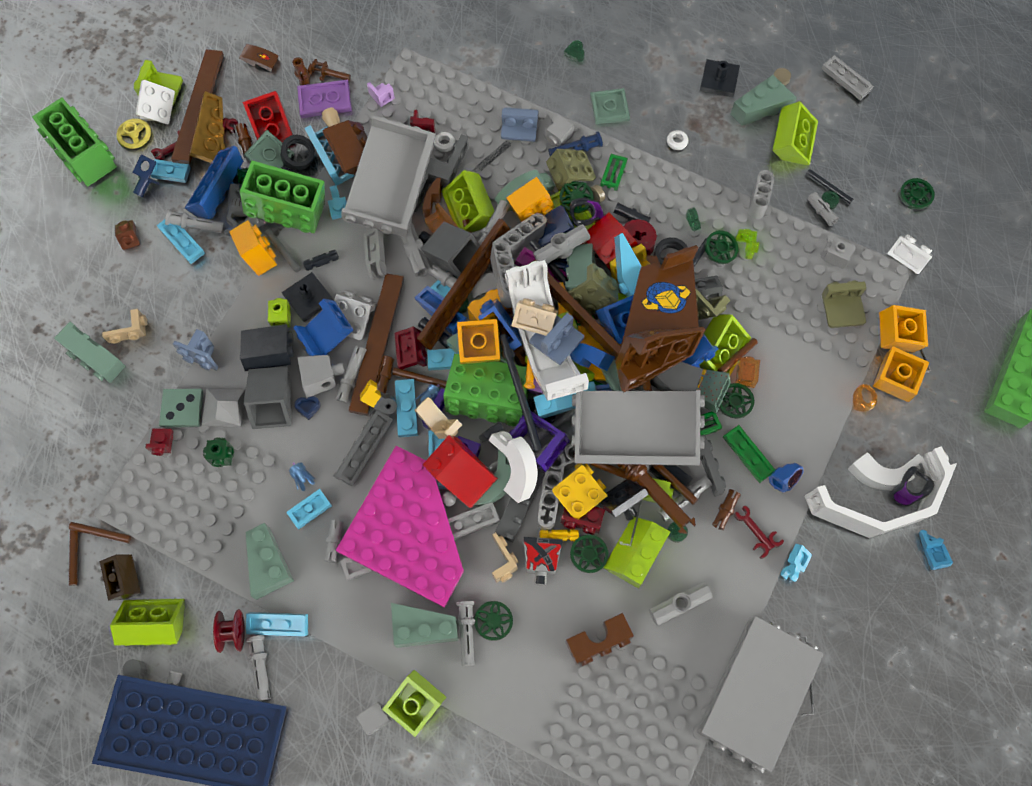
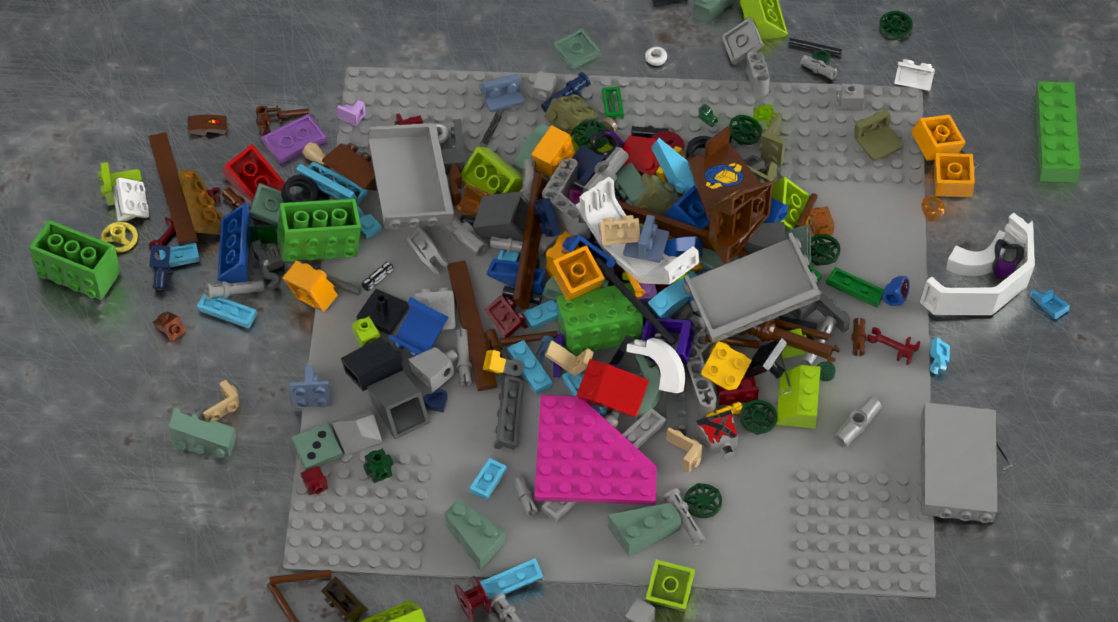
camera: 25 degrees left, 15 degrees down
(299, 474) = (460, 452): flat silver piece -> none
(484, 262) = (547, 217): none -> dark blue plate
(575, 51) = (517, 12): clear green tile -> none
(584, 649) = (795, 488): reddish brown arch -> none
(736, 276) = (772, 145): none -> olive bracket
(763, 155) = (742, 40): none -> light grey tile

